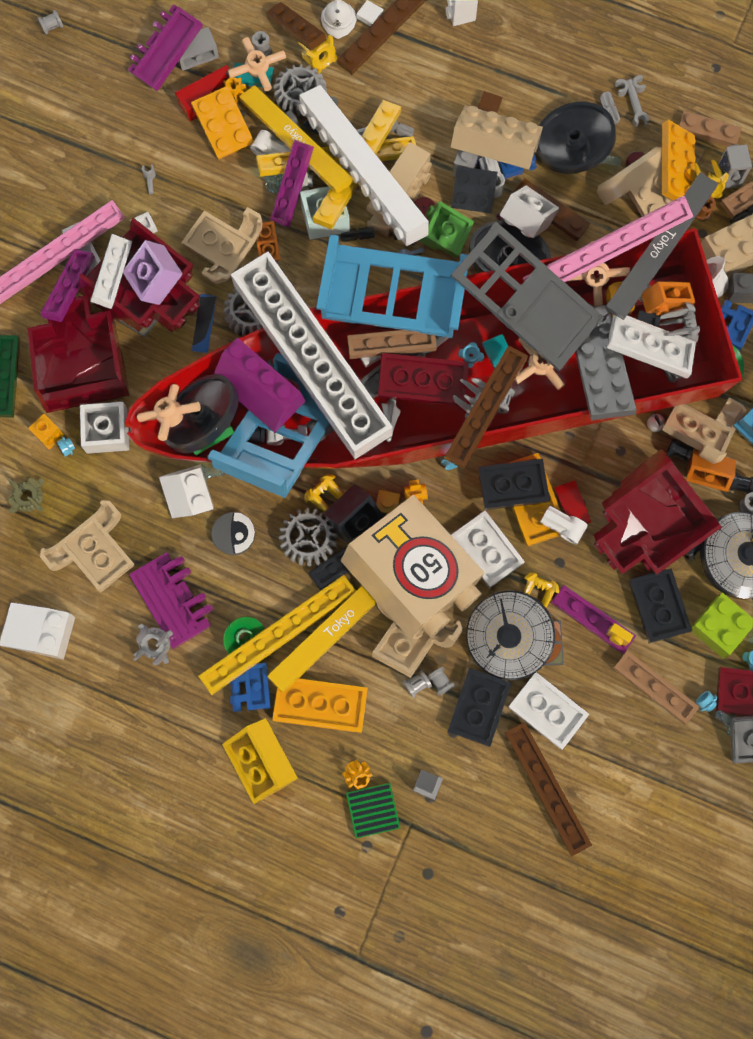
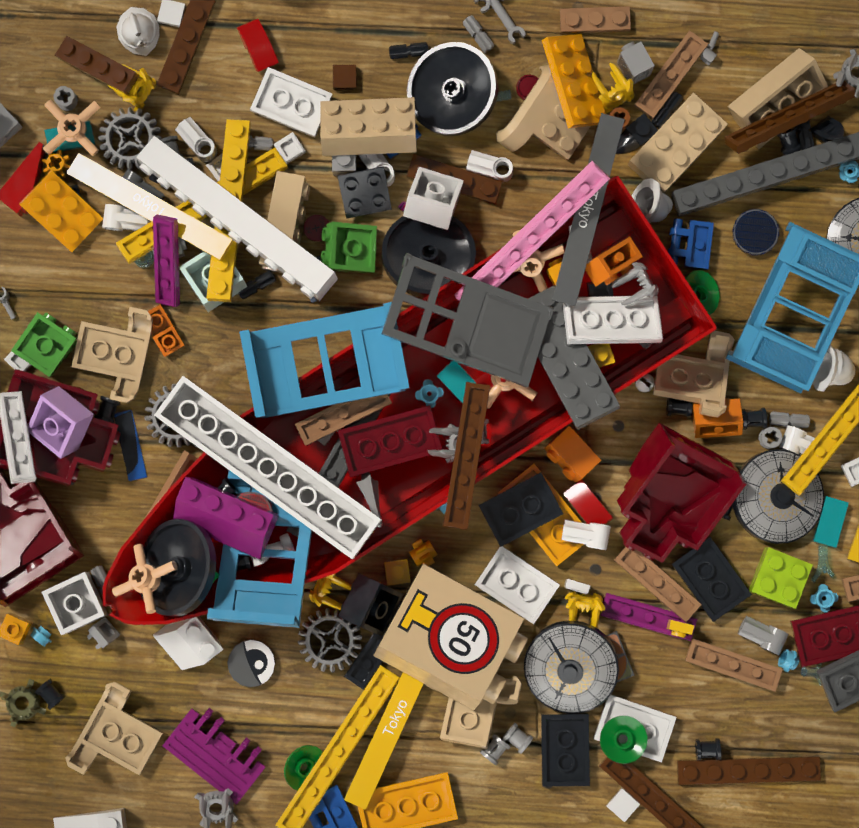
camera: 20 degrees left, 10 degrees up
(52, 496) = (50, 694): none -> black bush
(118, 462) = (103, 633): none -> light grey tile
(167, 216) = (45, 344): none -> bright green plate
(199, 283) = (107, 409): none -> black bush
(353, 108) = (195, 139): none -> white piece
(426, 140) = (289, 148): none -> white tile
(429, 56) = (257, 44): none -> red slope
(436, 106) = (290, 102): none -> white plate
(513, 776) = (623, 805): none -> white tile
(539, 568) = (577, 586): none -> white tile
(544, 100) = (404, 51): none -> black piece
(544, 706) = (627, 751): none -> green dish
(574, 456) = (572, 454): none -> orange brick
(584, 207) = (487, 165): none -> white piece
(608, 754) = (708, 749): none -> black bush
(611, 590) = (658, 583): none -> medium nougat plate
(634, 374) = (602, 354): none -> yellow plate
(639, 787) = (748, 770): none -> reddish brown plate
(695, 675) = (766, 636): none -> light grey piece
(713, 224) = (636, 135): none -> black plate

